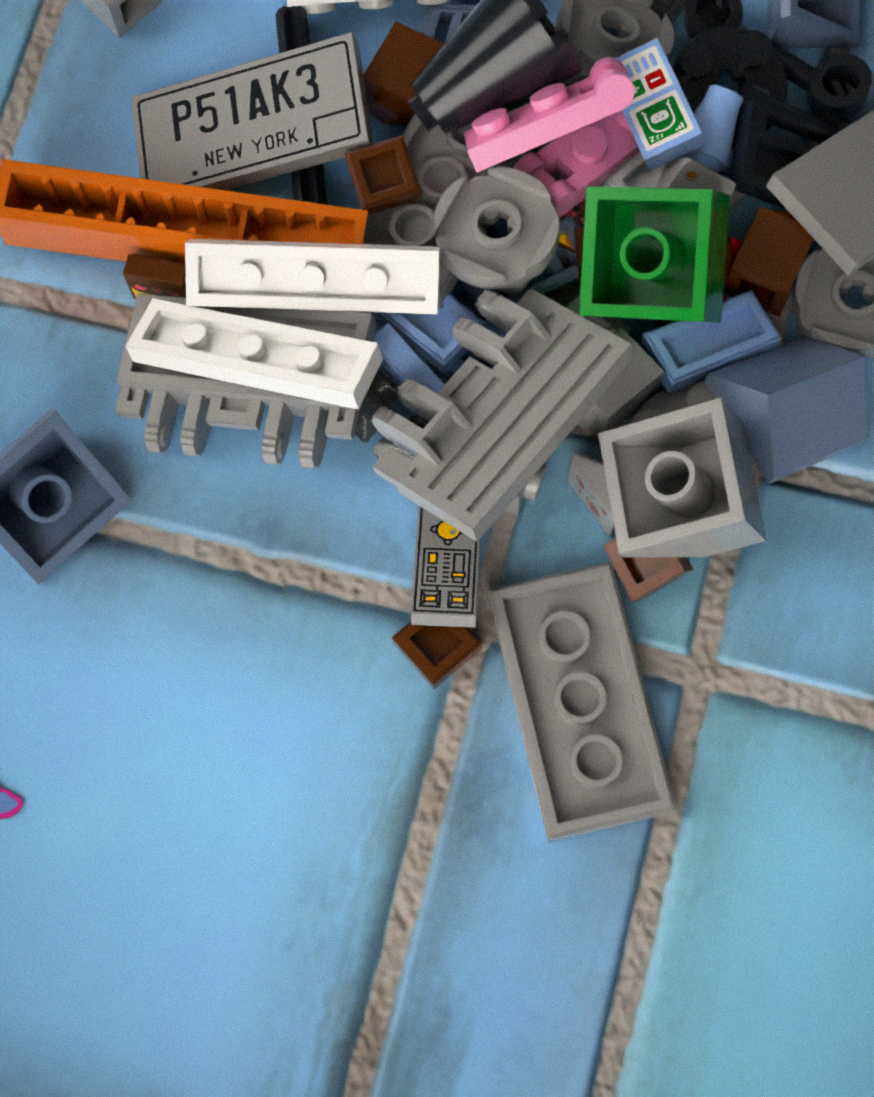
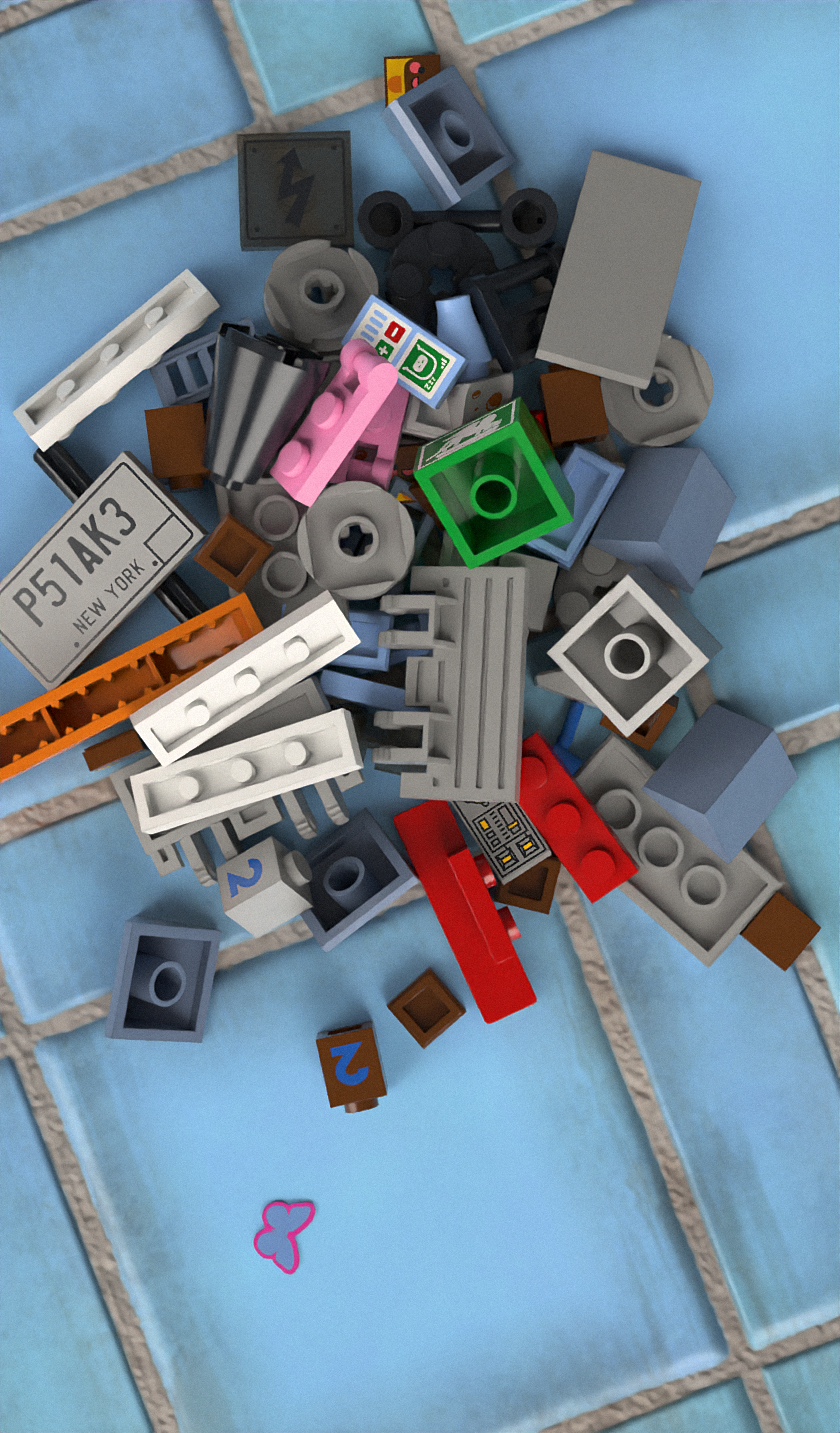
camera: 40 degrees left, 15 degrees up
(152, 692) = (352, 1066): none -> reddish brown brick
(196, 474) = (265, 886): none -> light grey brick
(259, 693) = (426, 1008): none -> reddish brown tile
(274, 531) = (353, 879): none -> sand blue slope
(360, 629) = (460, 898): none -> red bracket
(513, 605) = (571, 821): none -> red plate
(543, 553) = (567, 736): none -> blue hand
(641, 854) = (780, 931): none -> reddish brown tile
(685, 674) = (723, 779): none -> sand blue slope

